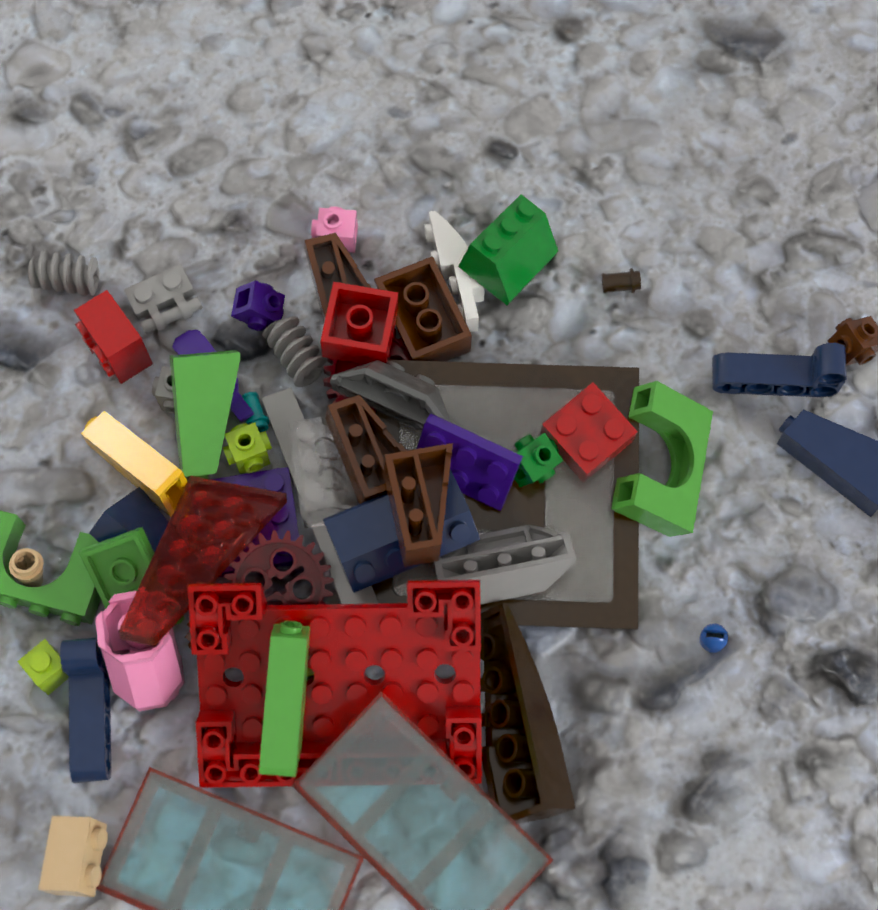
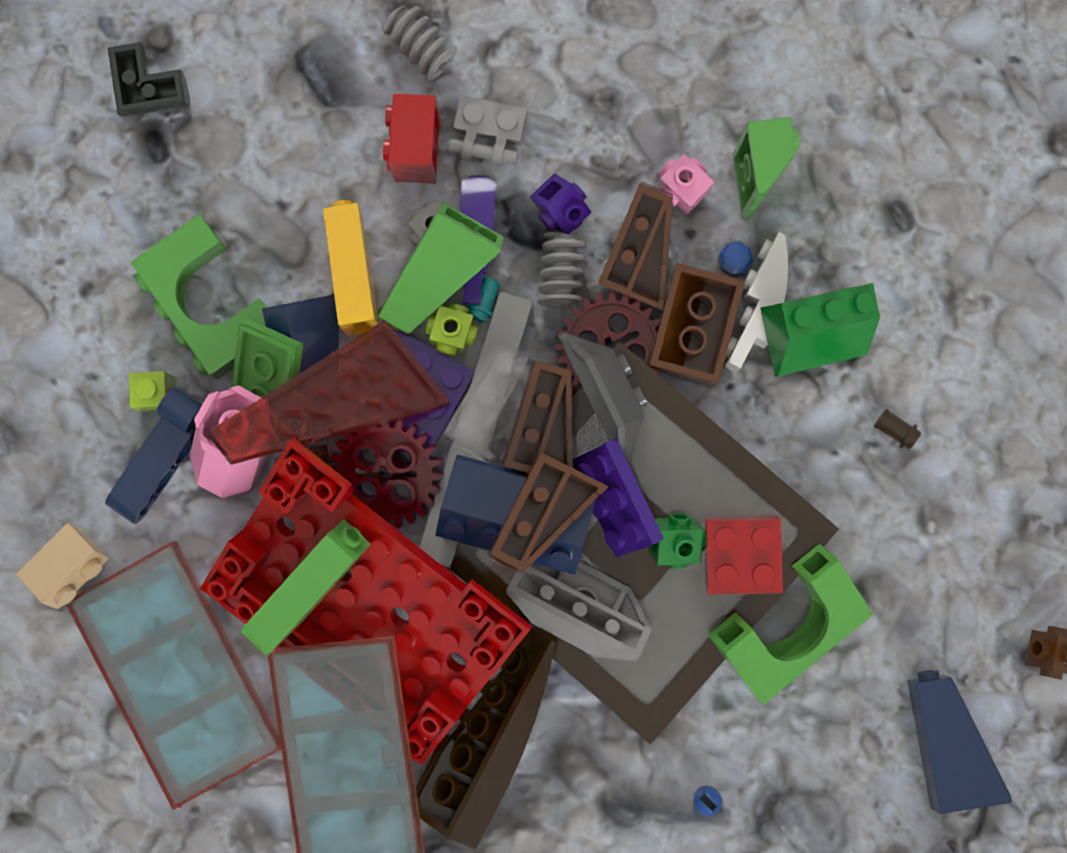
camera: 40 degrees right, 15 degrees up
(27, 567) = (192, 288): tan cone -> none
(359, 324) = (624, 302): red brick -> none
(376, 171) = (762, 158): none -> bright green slope
(412, 252) = (735, 259): none -> blue tile
(781, 374) = (994, 653): dark blue beam -> none

